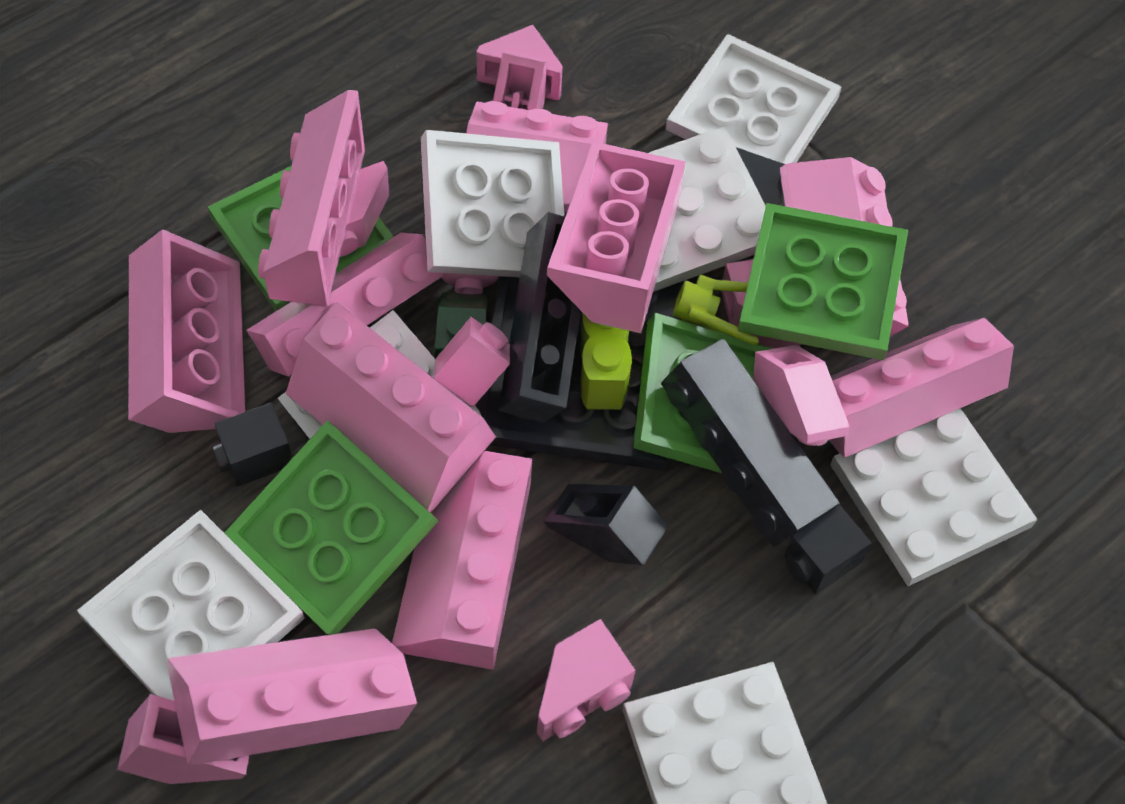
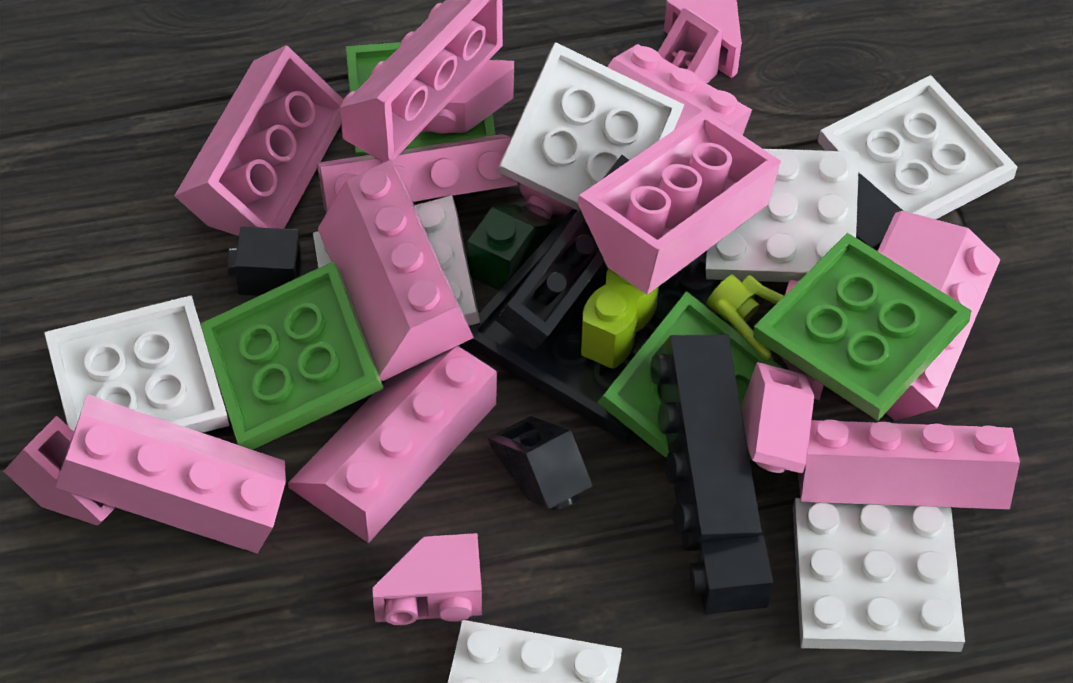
camera: 30 degrees right, 5 degrees down
(472, 360) = (490, 263): bright pink brick -> none

